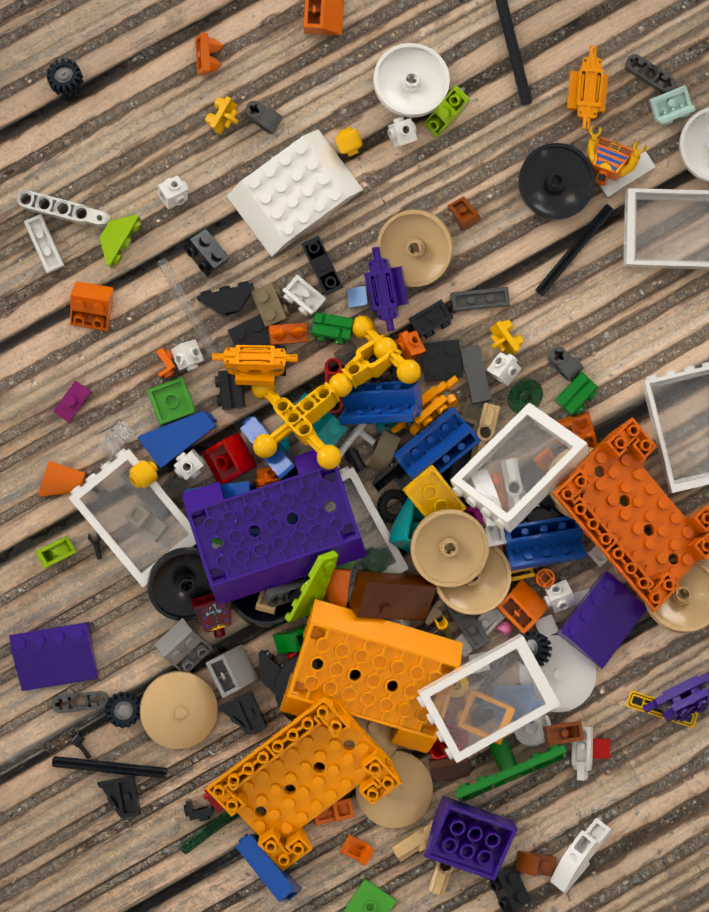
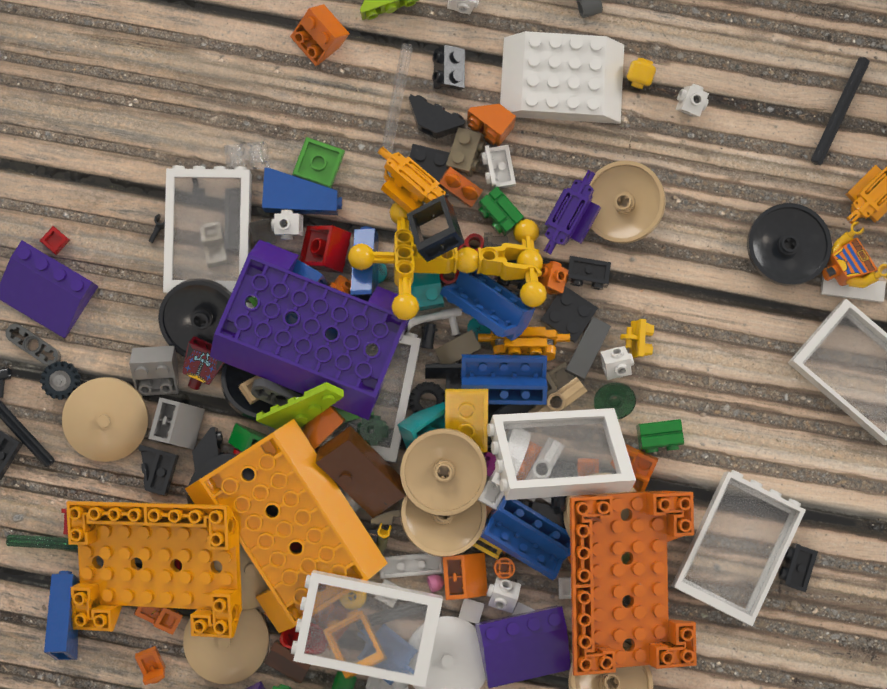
camera: 45 degrees right, 5 degrees down
(29, 615) = (54, 240): none -> red tile
(55, 552) = (118, 205): lime slope -> none
(60, 479) = (173, 151): orange slope -> none
(72, 401) = (238, 98): magenta tile -> none
(143, 474) = (242, 198): yellow head -> none
(167, 358) = (344, 126): orange bracket -> none
(187, 355) = (362, 136): white brick -> none
(200, 813) = (49, 522): black bracket -> none
(230, 395) = (371, 197): black brick -> none
(272, 267) = (492, 121): none -> orange slope
(315, 388) = (450, 237): none -> black window
(322, 265) = (534, 153): black slope -> none
(357, 297) = (542, 204): light blue slope -> none
(411, 80) = (734, 65): white dish -> none
(447, 111) = (744, 114): lime slope -> none
(464, 213) = (688, 209): dark orange slope -> none
(470, 628) = (404, 558): dark grey tile -> none
(480, 299) = (643, 290): dark grey tile -> none
(539, 646) = (449, 621): black wheel -> none
(566, 365) = (672, 403): dark grey piece -> none
(574, 250) = (757, 314): black axle -> none

